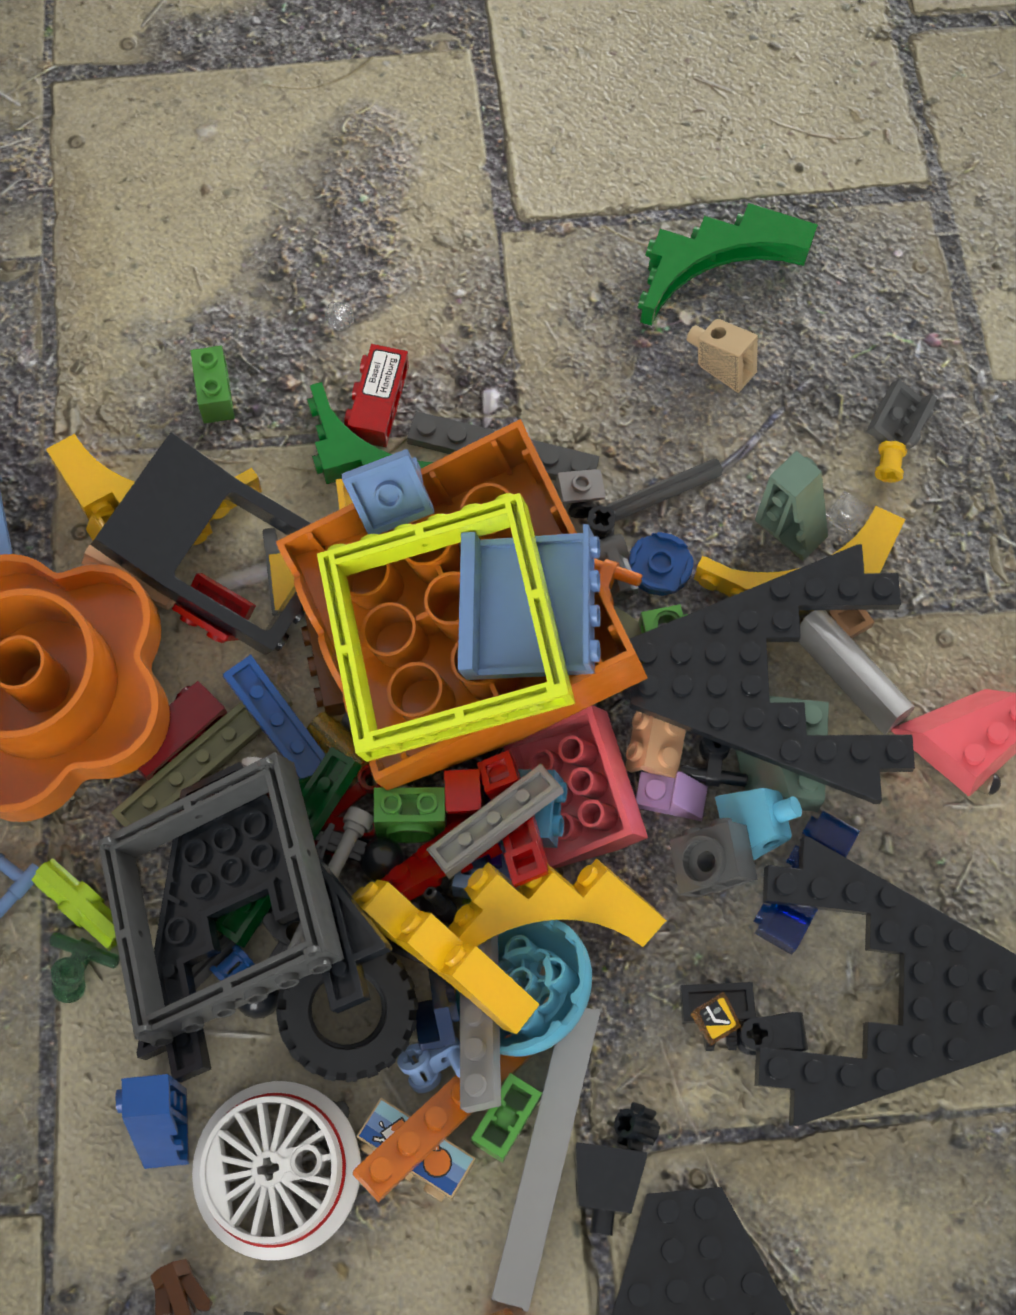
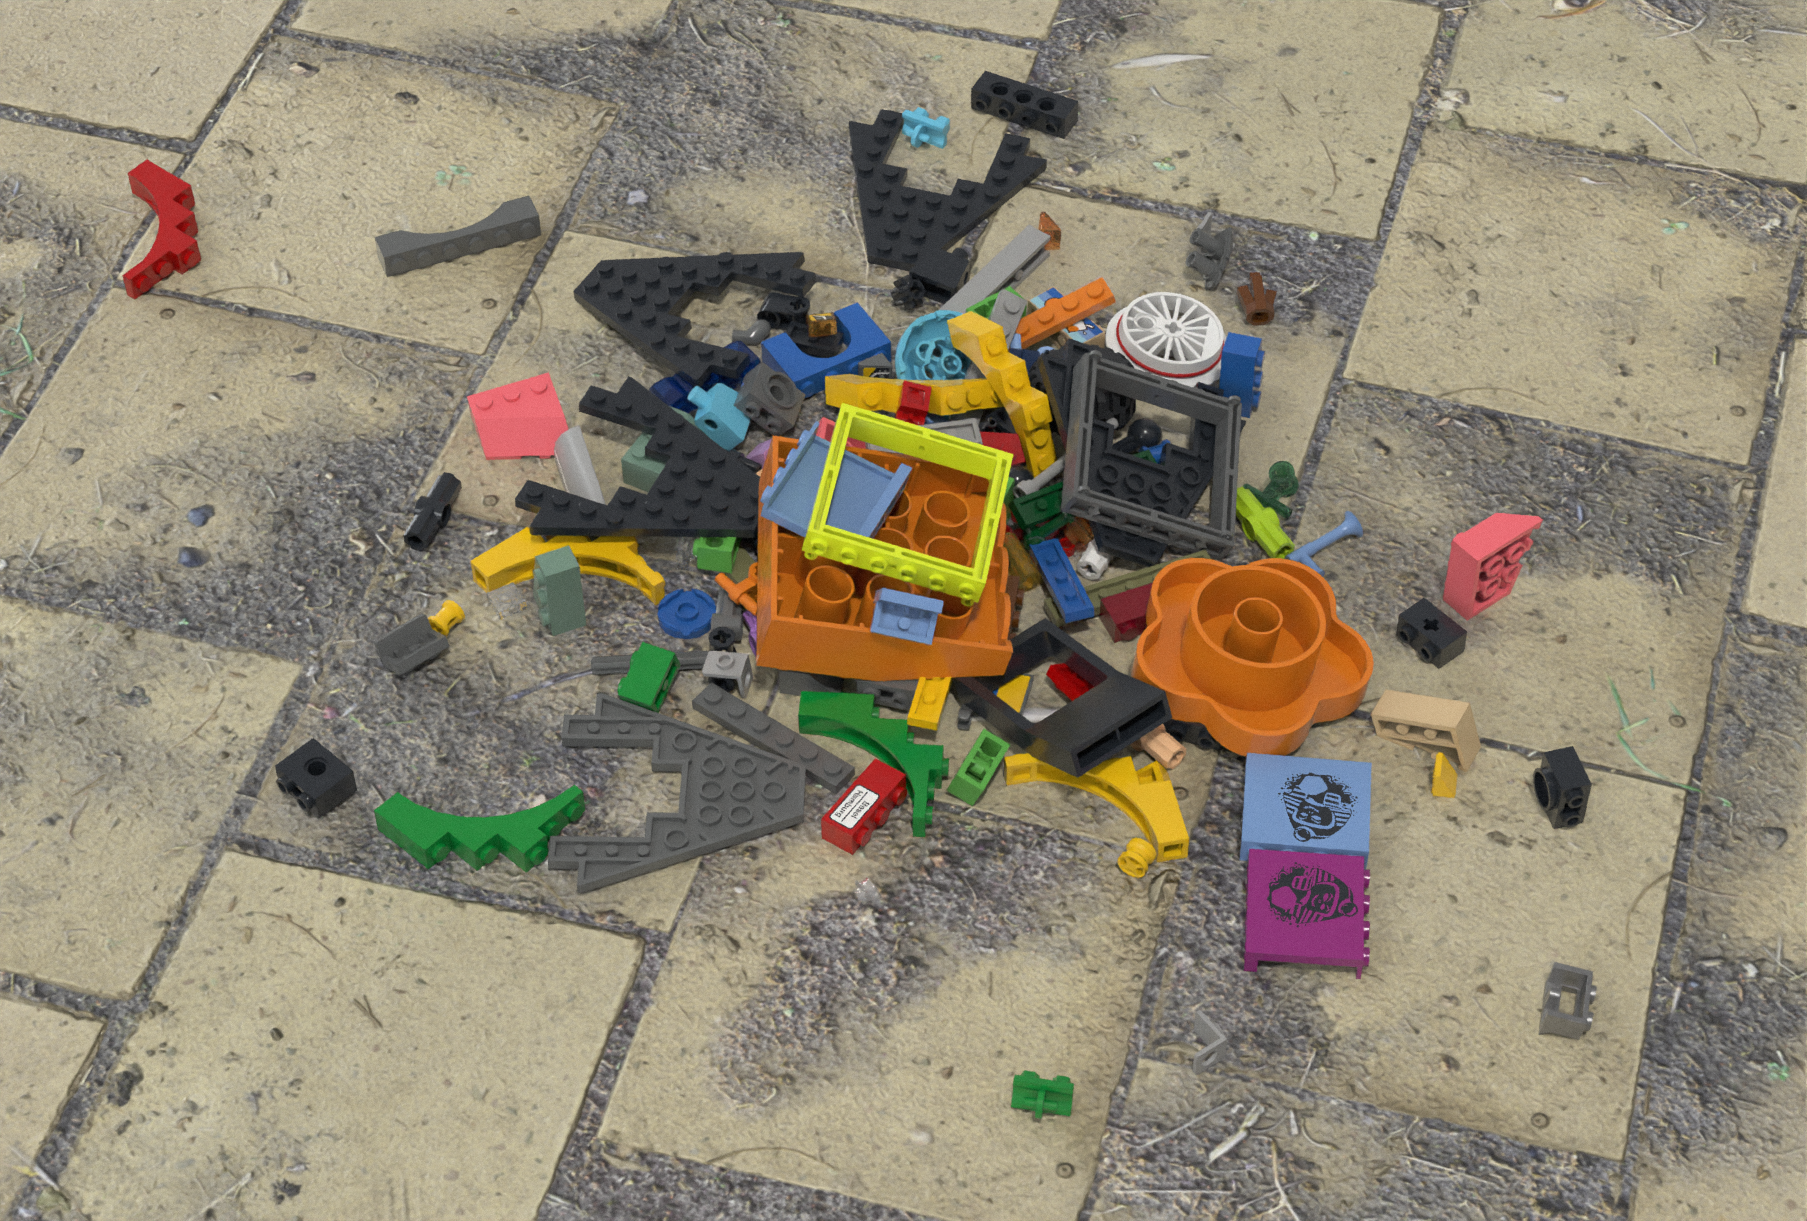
camera: 155 degrees left, 20 degrees down
(96, 429) = (1137, 857): none -> yellow wheel
(110, 175) = (1042, 1095): none -> green hips
(212, 384) = (1014, 859): bright green brick -> none
(281, 463) = (978, 767): none -> bright green brick
(515, 371) = (724, 797): none -> dark grey wing
(618, 977) = (876, 367): none -> dark grey slope
(645, 1009) = (808, 373): none -> blue arch
(650, 451) = (649, 677): none -> green brick
(726, 352) = (531, 734): tan torso -> none
(792, 988) = (754, 334): none -> dark grey arm
(893, 248) = (315, 778): none -> black brick
(989, 587) = (432, 511): none -> black piece

